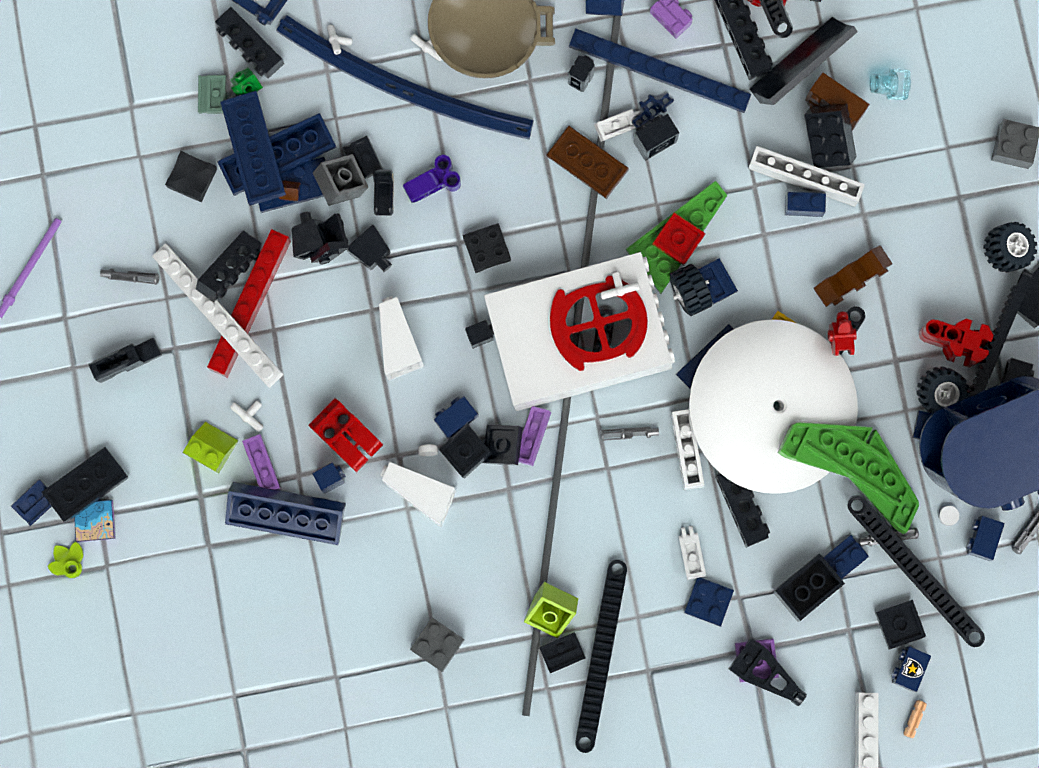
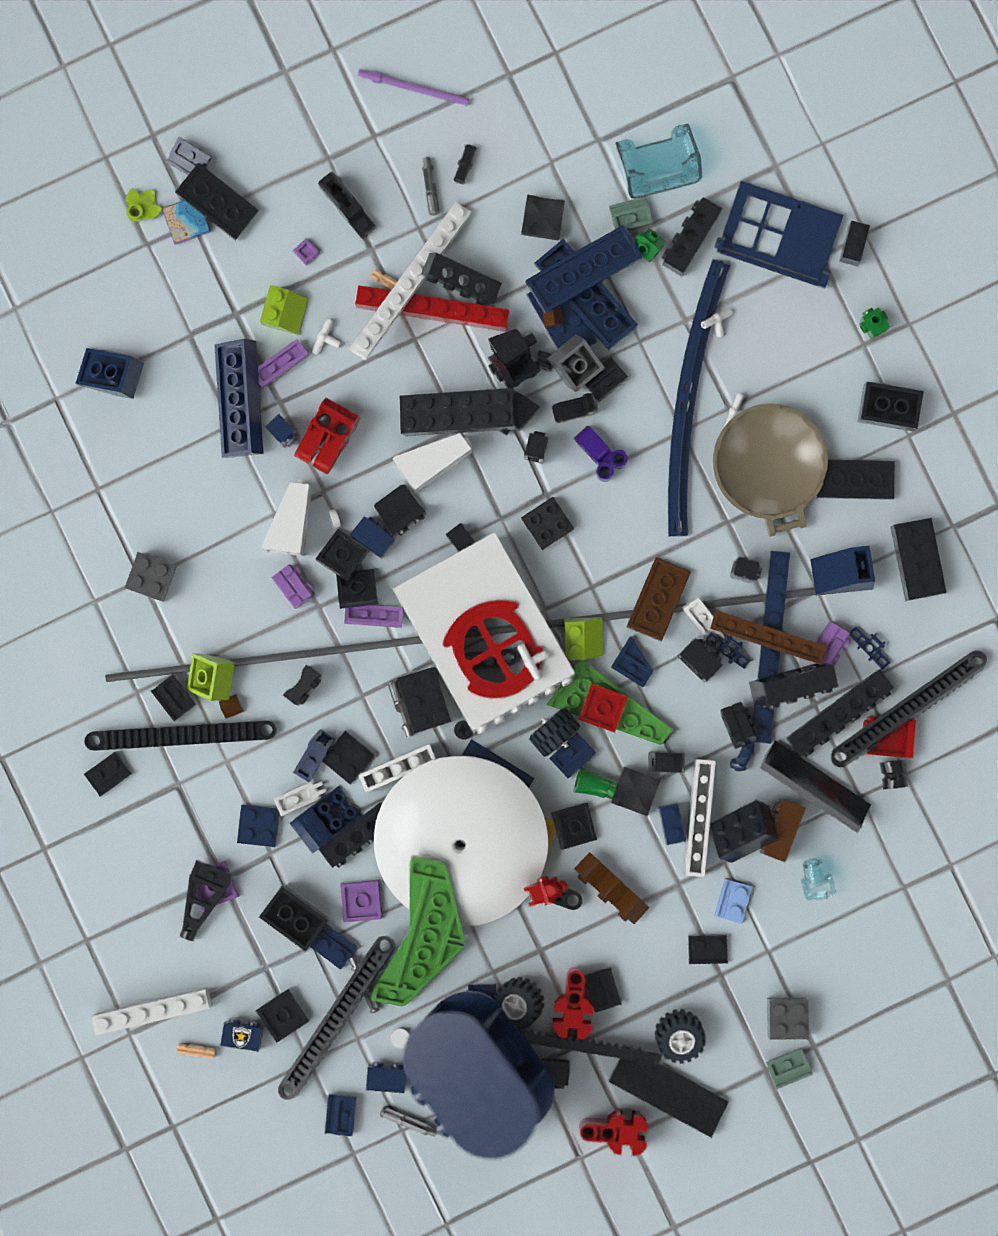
camera: 75 degrees right, 5 degrees up
(118, 237) = (465, 164): none -> black pin
(159, 412) = (306, 251): none -> medium lavender tile
(171, 52) = (660, 164): none -> clear light blue windscreen
(208, 342) = (384, 279): none -> light nougat axle
(224, 634) = (110, 373): none -> dark blue slope
(328, 211) = (543, 362): none -> black wheel
(357, 302) = (458, 412): none -> black brick
(411, 238) = (536, 447): none -> black brick
(437, 384) = (400, 510): none -> black bracket
(483, 507) = (293, 586): none -> medium lavender brick
(579, 513) = (308, 680): none -> black brick
(585, 598) = (231, 707): none -> reddish brown slope
(605, 241) = (583, 638): none -> lime slope
(620, 738) = (107, 774): none -> black plate
(627, 407) = (424, 700): none -> black brick
(642, 202) = (632, 663): none -> dark blue wing
(651, 67) = (768, 637): none -> reddish brown plate
(657, 531) = (314, 755): none -> dark blue bracket
(664, 497) = (348, 757): none -> black plate
(665, 382) = (465, 731): none -> black wheel
(702, 54) = (793, 684): none -> black brick
(719, 534) = (325, 819): none -> dark blue slope
(727, 117) = (738, 725): none -> black brick
(745, 194) = (666, 762): none -> black torso
(749, 267) = (594, 784): none -> green plant
(758, 121) = (745, 755): none -> dark blue arm
(765, 230) = (635, 791): none -> black brick
(784, 296) = (574, 826): none -> black plate
(807, 520) = (361, 901): none -> medium lavender tile
(892, 167) = (733, 901): none -> light blue plate
(932, 202) = (707, 949): none -> black plate
(948, 308) = (602, 989): none -> black plate
(1010, 592) = (340, 1115): none -> dark blue plate

